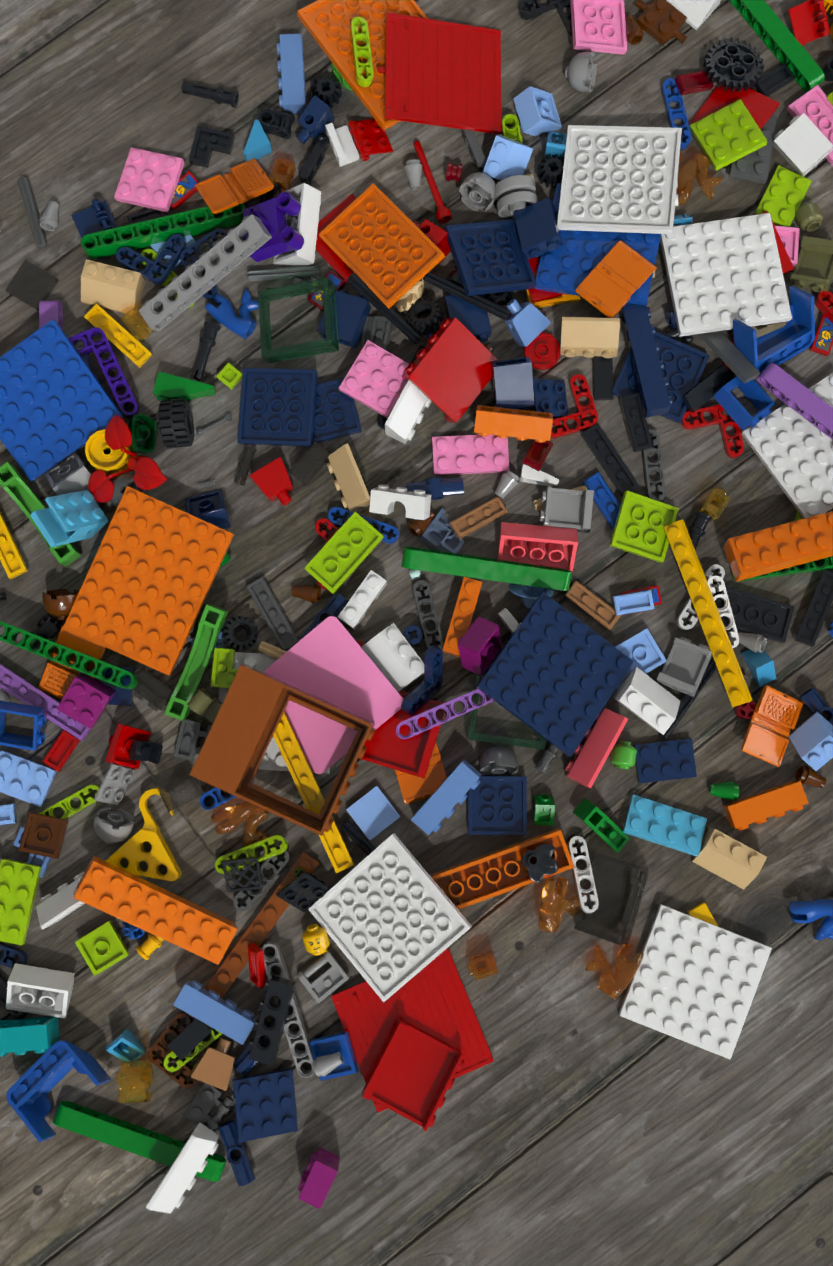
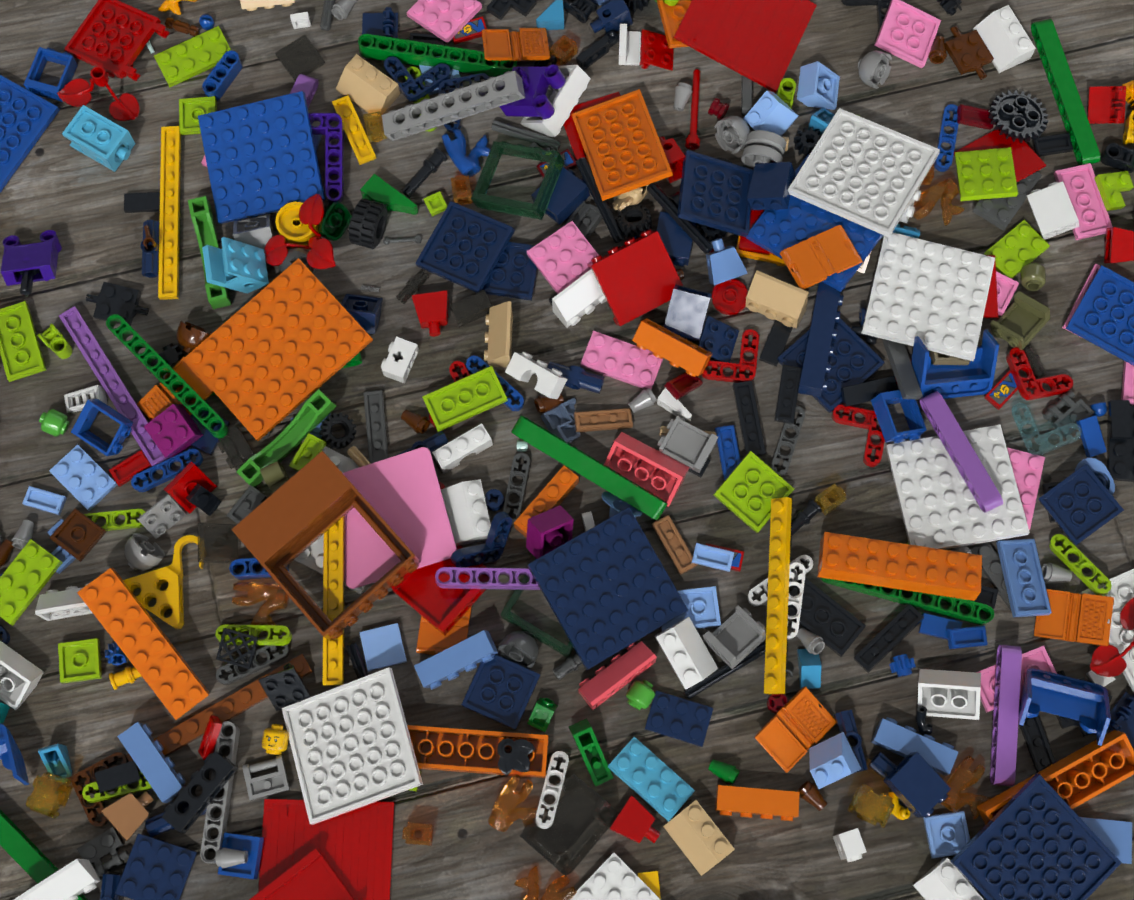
camera: 30 degrees right, 10 degrees down
(14, 247) = (300, 20): none -> white tile
(95, 736) = (165, 466): none -> blue beam
(244, 345) = (461, 190): none -> clear orange brick
(266, 529) = (399, 370): none -> white brick
(667, 870) = (635, 822): none -> red torso

